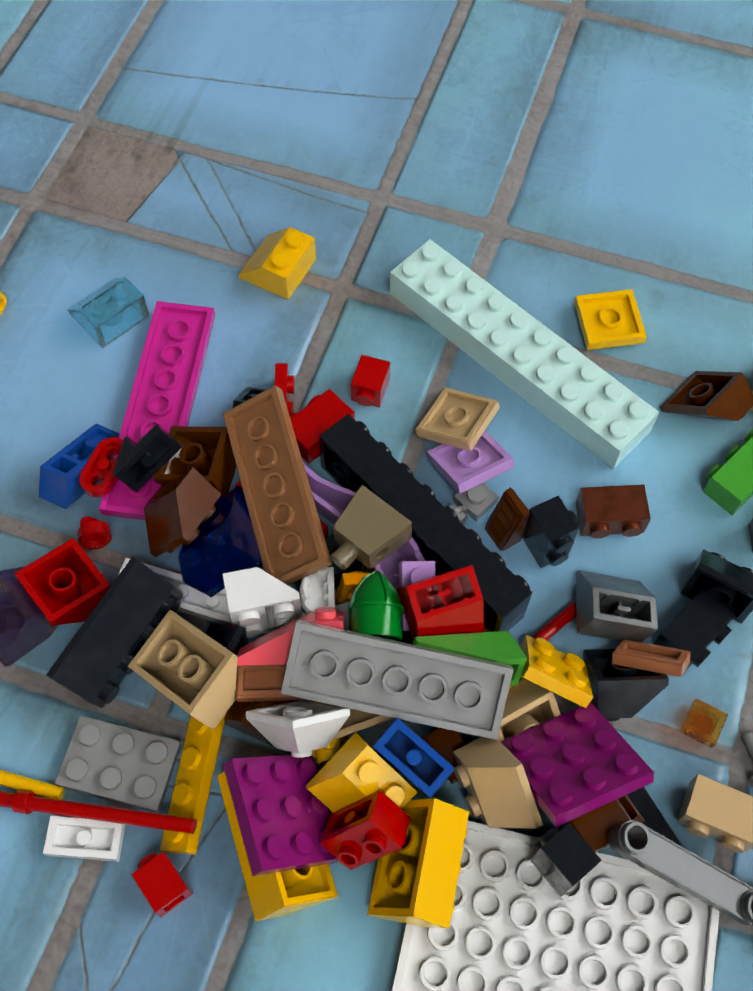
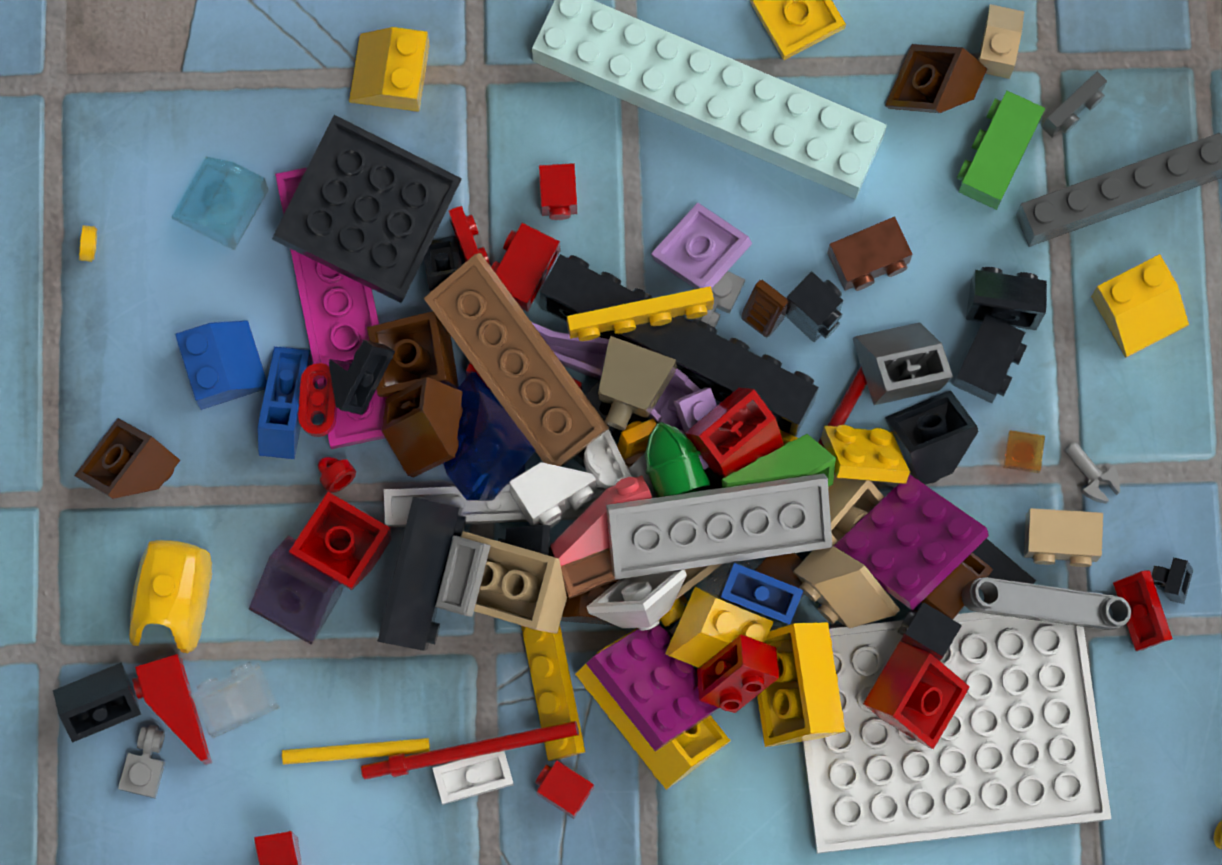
camera: 20 degrees left, 15 degrees up
(44, 417) = (221, 362): none -> blue slope
(119, 764) = (471, 696): light grey plate -> none
(151, 647) = (462, 576): none -> light grey tile
(211, 343) = (367, 209): none -> black plate
(395, 475) = (654, 310): none -> yellow plate
(457, 419) = (670, 203): tan tile -> none
(533, 917) = (916, 694): none -> red slope
(651, 657) = (954, 406): nougat tile -> none

